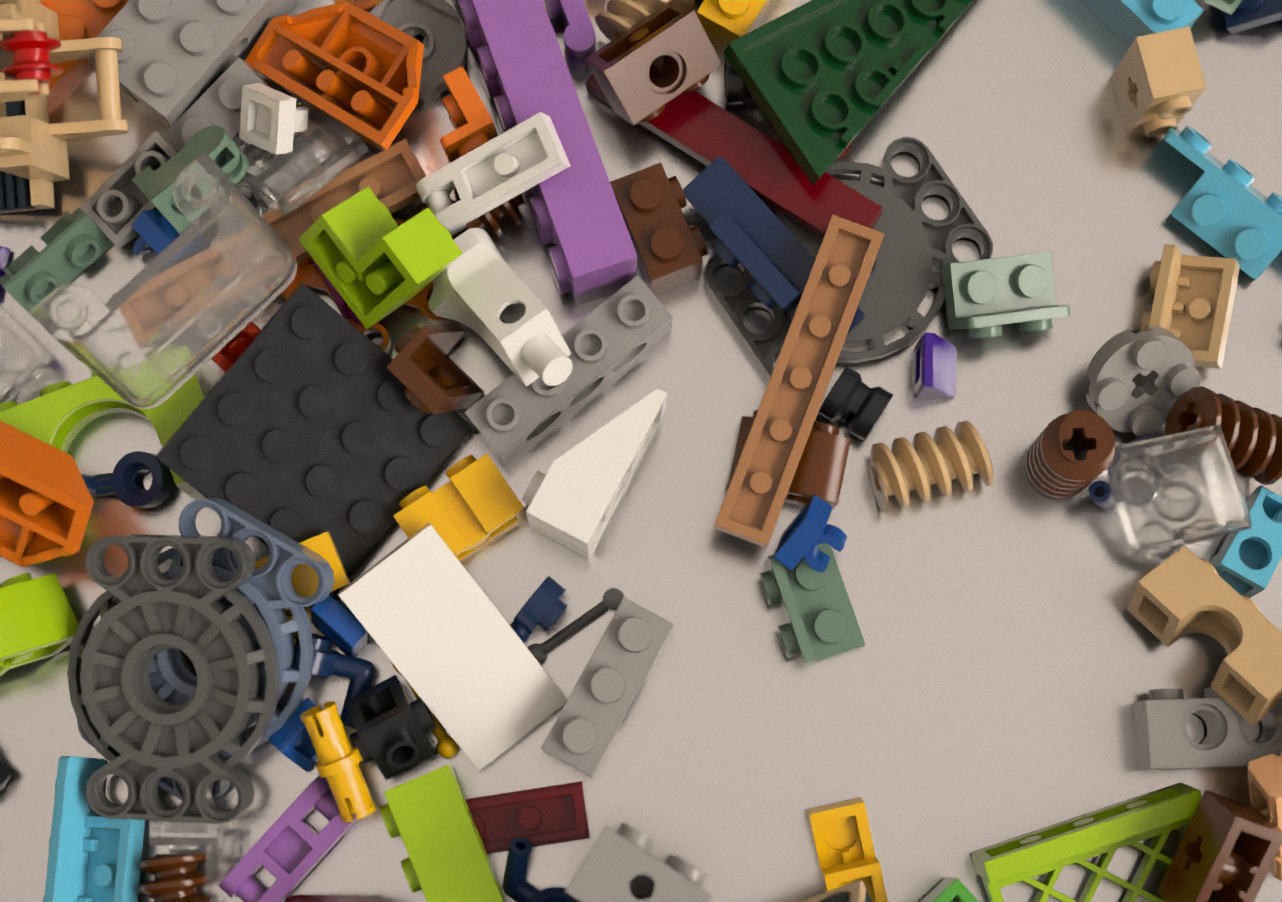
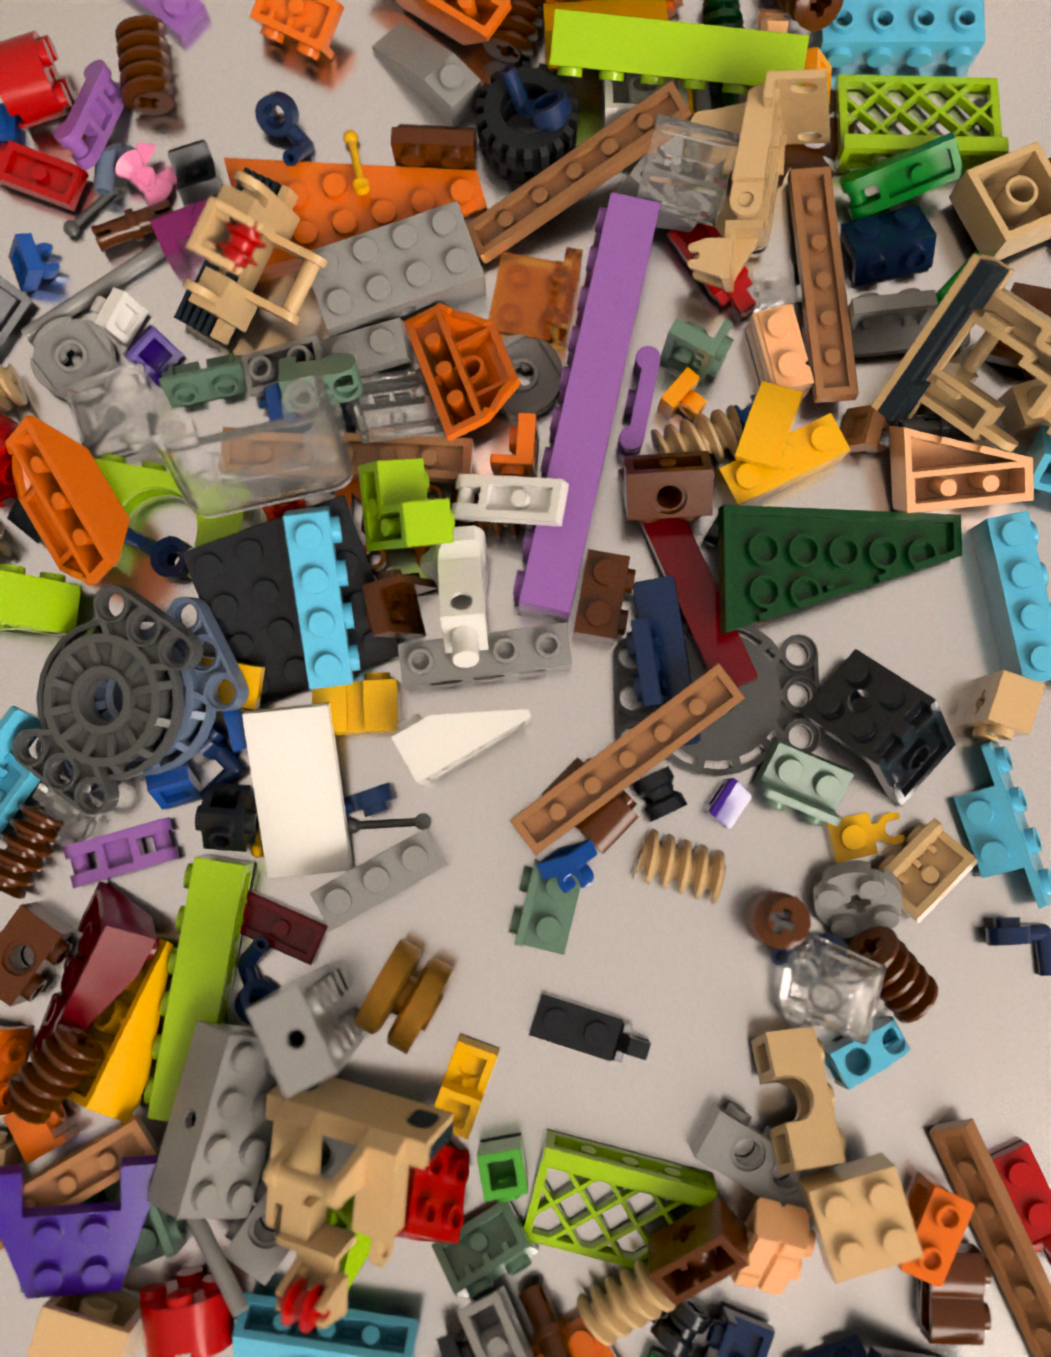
camera: 40 degrees right, 5 degrees up
(270, 118) = (393, 372): white tile -> none
(338, 761) = (178, 819): yellow pin -> none
(347, 408) = (319, 597): none -> medium azure brick
(725, 796) = (404, 996): none -> pearl gold wheel
(941, 713) = (586, 1029): none -> black hinge
(1068, 176) = (898, 735): none -> black bracket
(1097, 317) = (858, 836): none -> yellow plate

